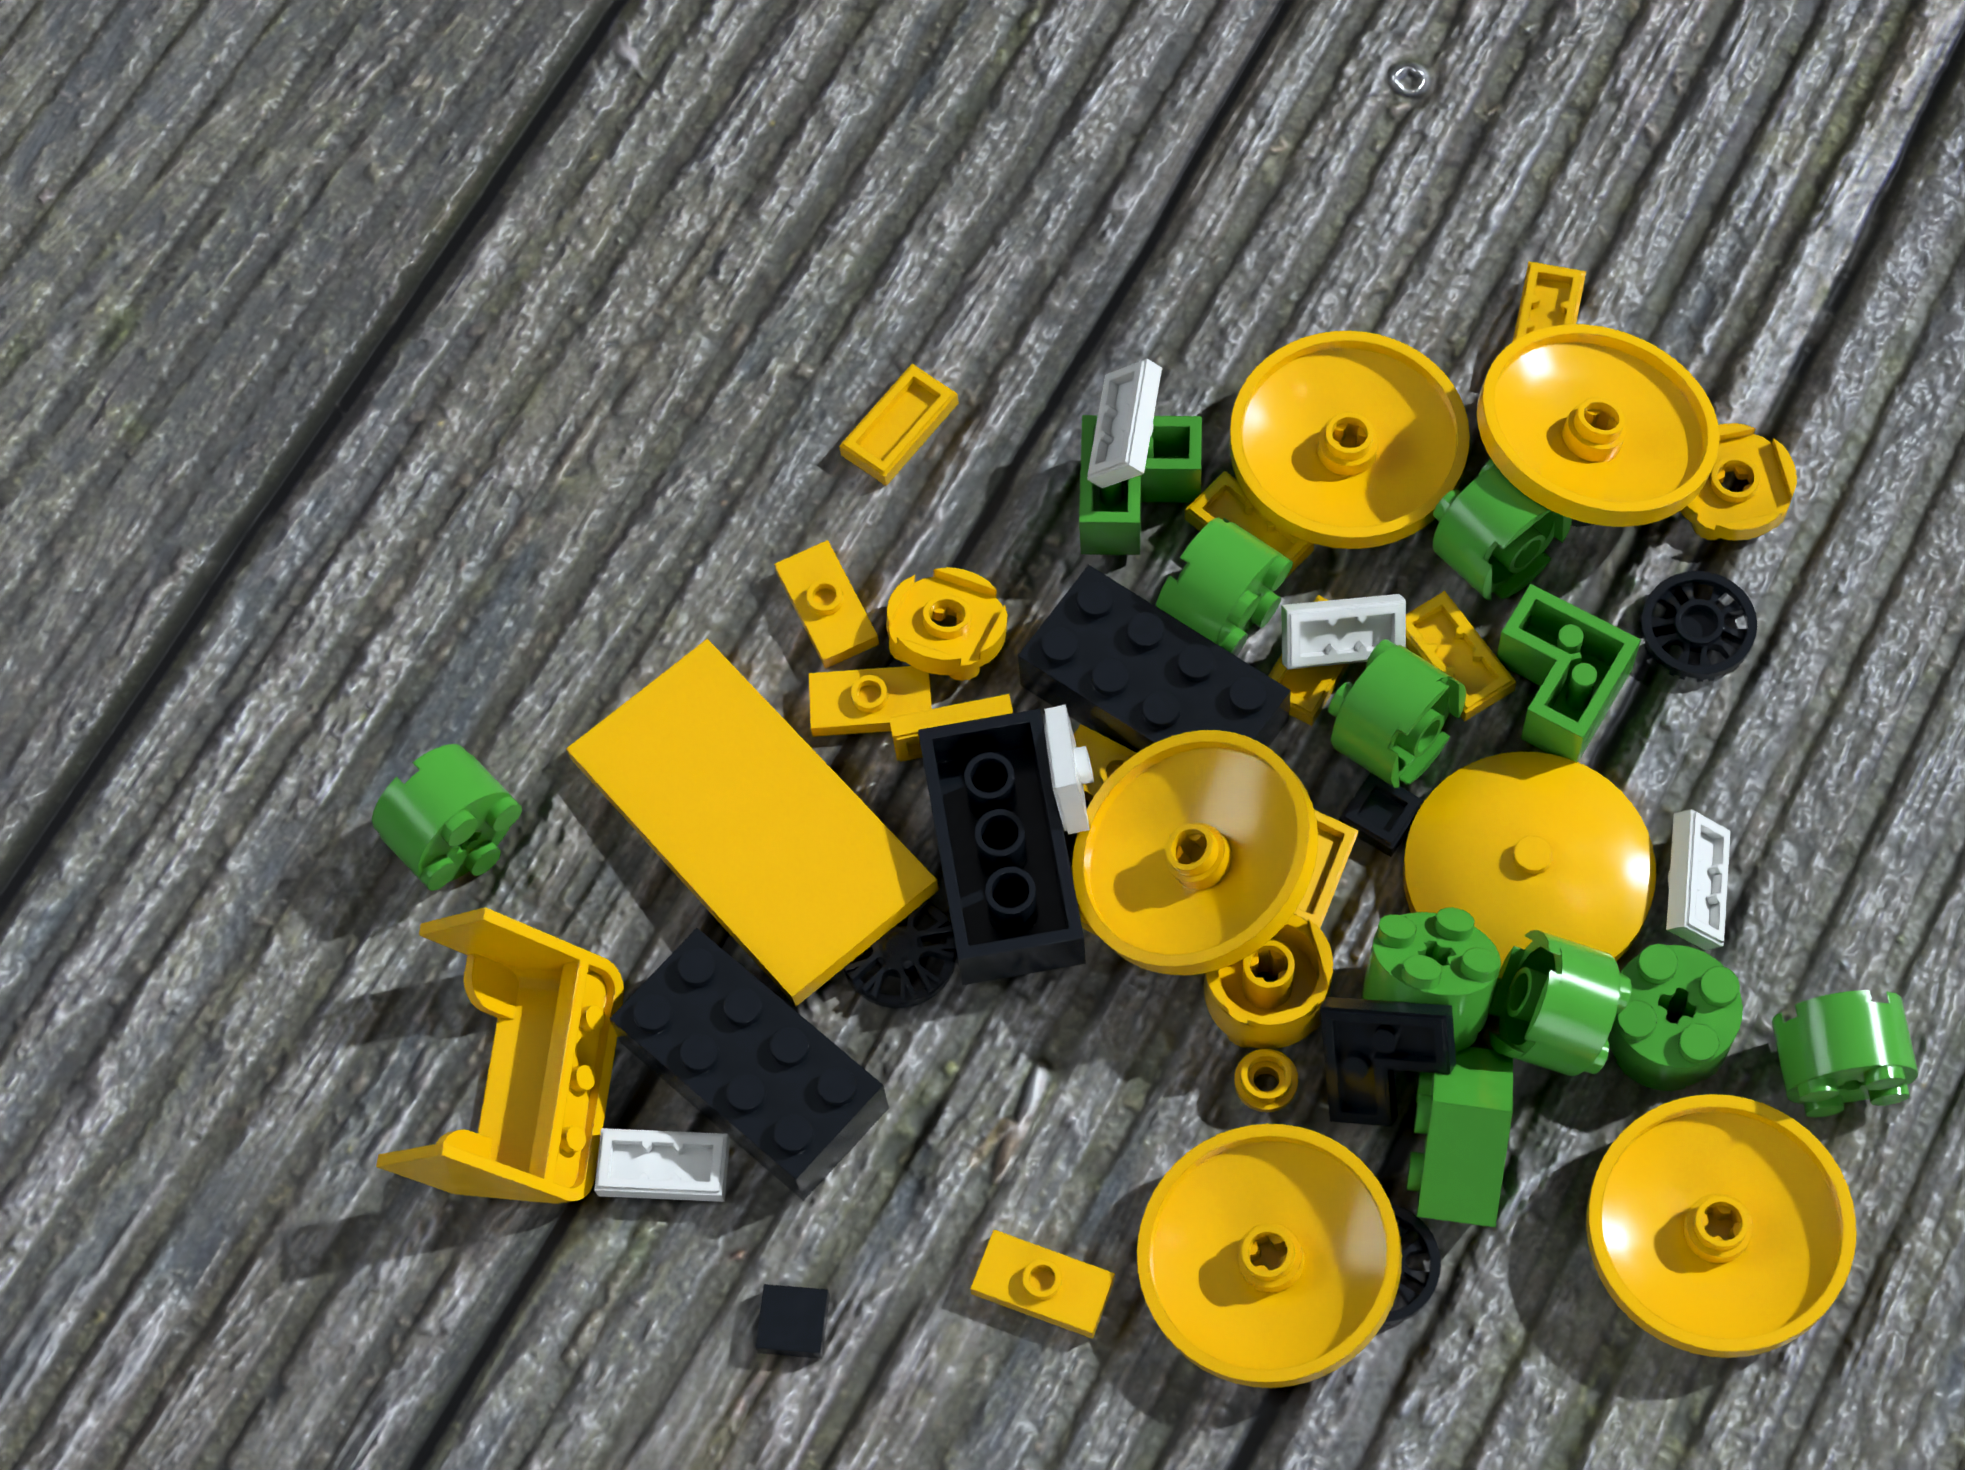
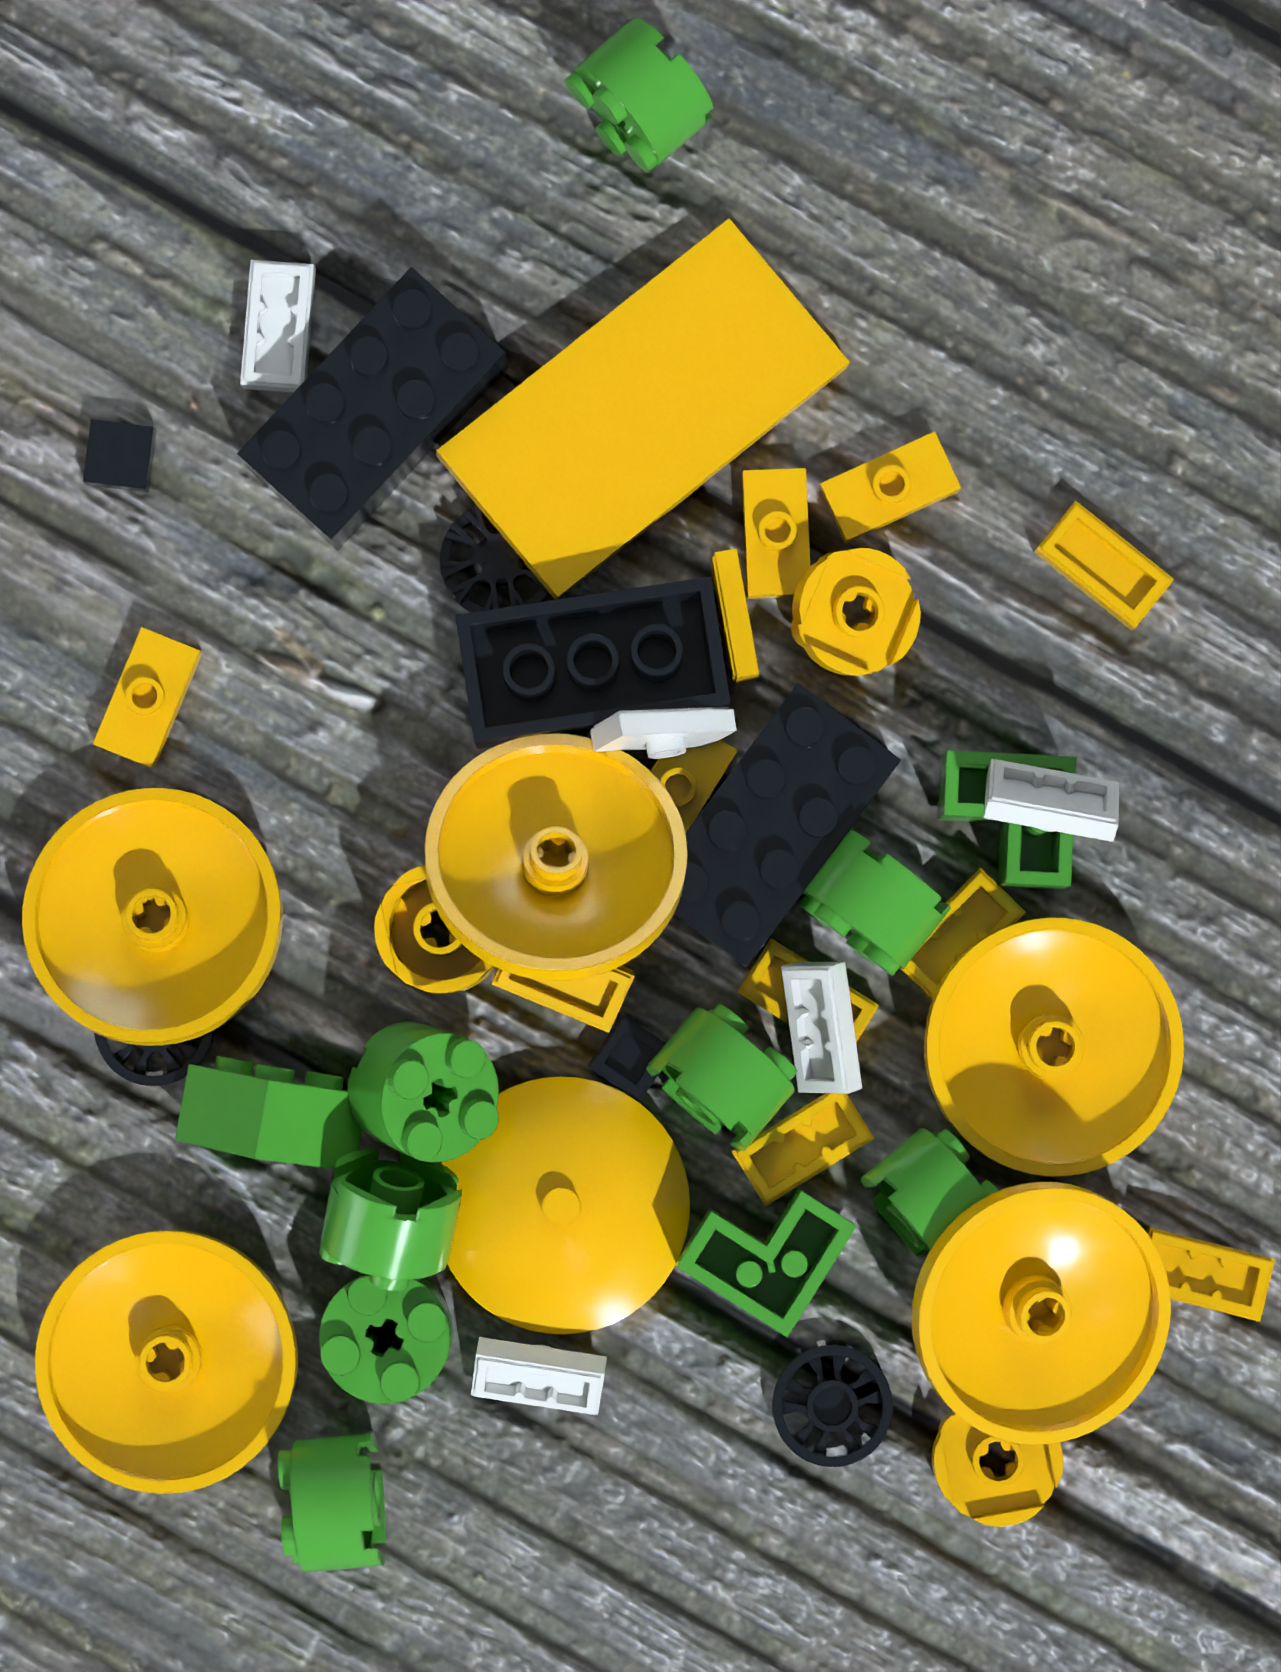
camera: 80 degrees right, 20 degrees up
(544, 1068) = (365, 205): yellow windscreen -> none
(1266, 1062) = (327, 915): yellow plate -> none
(1369, 1042) = (352, 1029): black tile -> none

